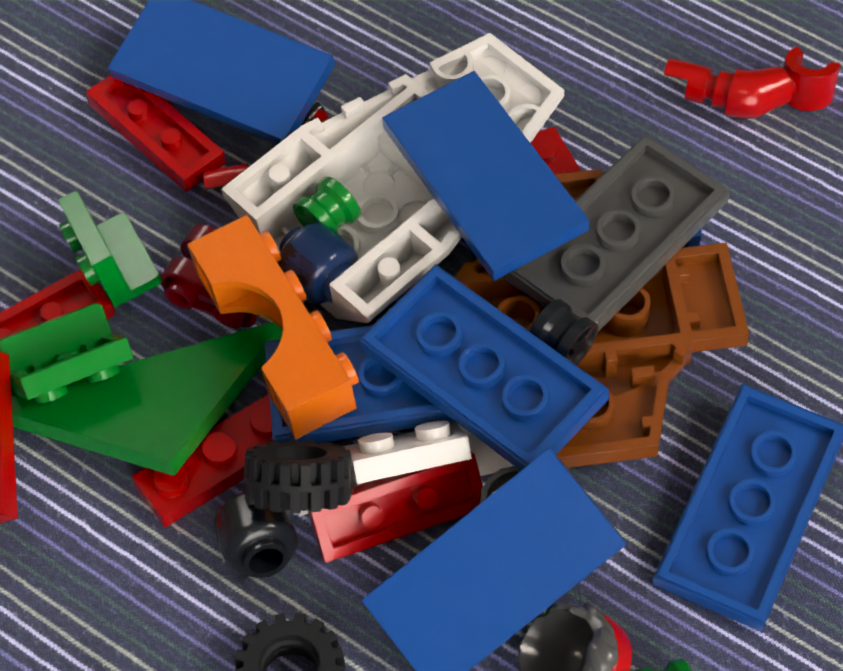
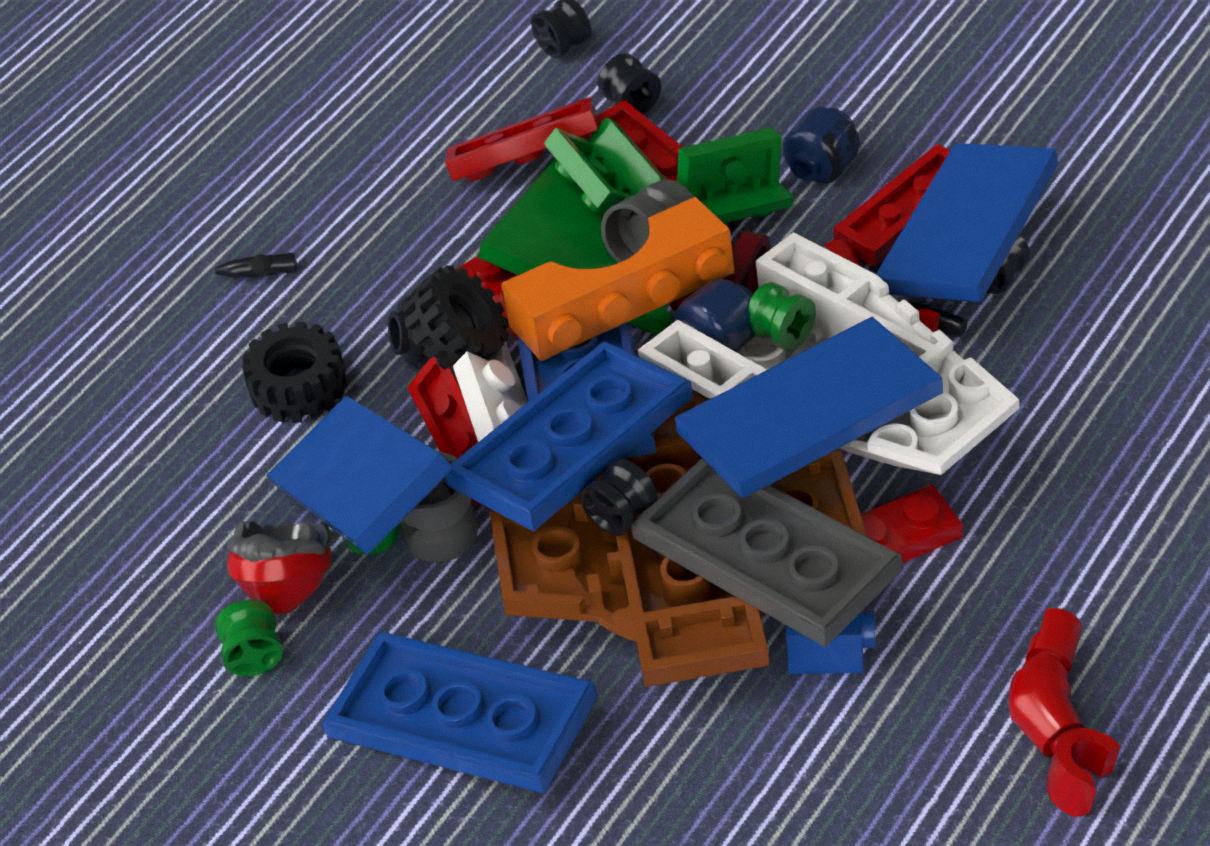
camera: 95 degrees right, 10 degrees down
(50, 175) = (822, 143): none -> dark blue head
(160, 317) = (626, 223): none -> dark grey wheel

